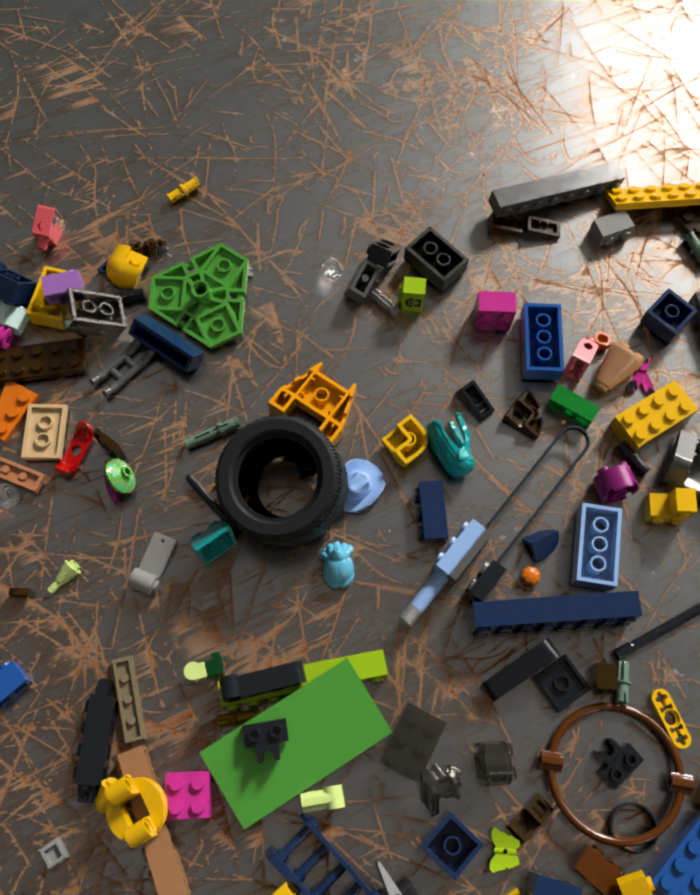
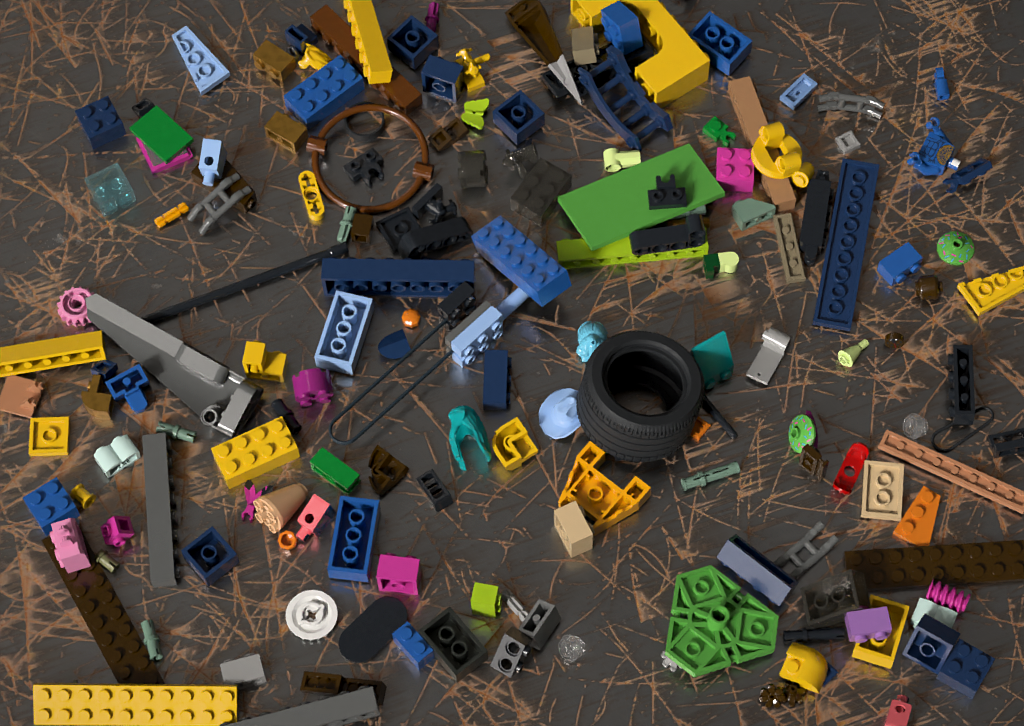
camera: 170 degrees left, 5 degrees down
(62, 713) = (846, 245): none -> dark blue plate
(172, 737) = (751, 212): none -> sand green slope
(211, 856) = (718, 130): none -> green plate
(339, 362) = (574, 529): none -> tan brick
(424, 637) = (521, 261): none -> blue brick
(478, 260) = (413, 645): none -> blue brick
(509, 270) = (372, 630): none -> black tile
(528, 712) = (434, 204): none -> black piece
(561, 271) = (313, 602): none -> white gear

